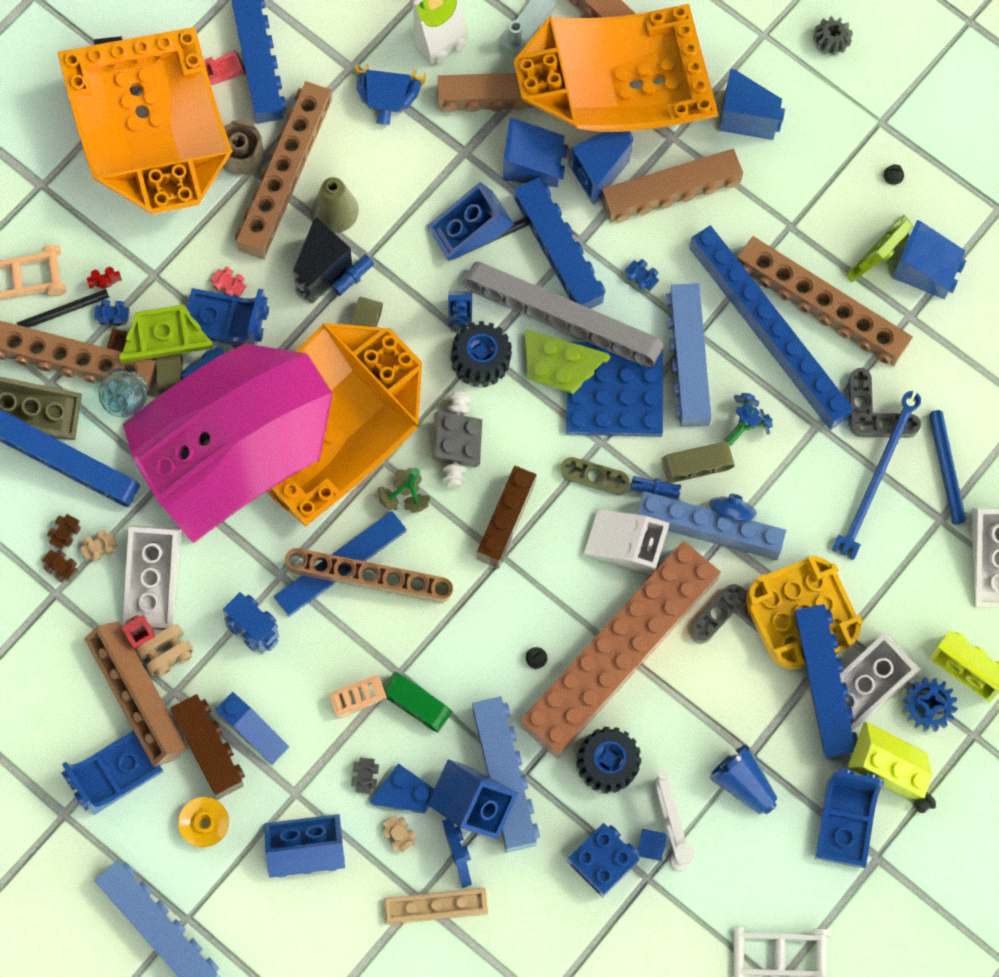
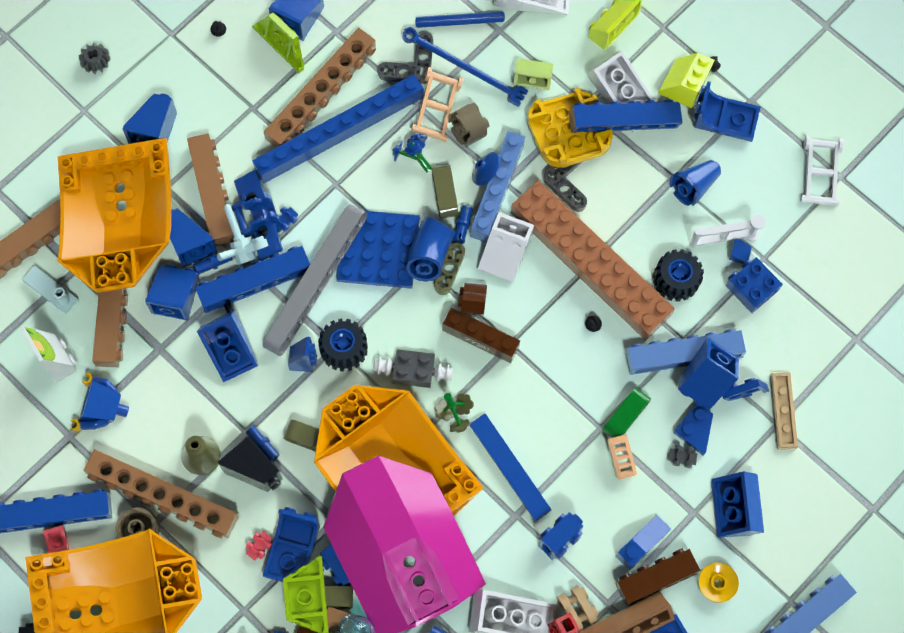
camera: 85 degrees left, 0 degrees up
(358, 567) = (520, 450): medium nougat beam -> none
(396, 829) = (731, 432): tan piece -> none
(552, 502) = (472, 298): none -> reddish brown brick
(560, 362) = (355, 285): lime wing -> none
(577, 198) = (210, 263): none -> blue pin
(596, 227) = (242, 247): none -> light aqua piece
(615, 445) = (429, 250): none -> blue brick
(636, 250) = (263, 213): none -> blue piece
(689, 355) = (356, 189): medium blue brick -> none
(790, 481) = (468, 124): none -> dark tan brick
(848, 467) = (456, 85): none -> light nougat piece
(876, 561) = (533, 74): none -> yellowish green brick
(940, 706) = (651, 53): blue gear -> none

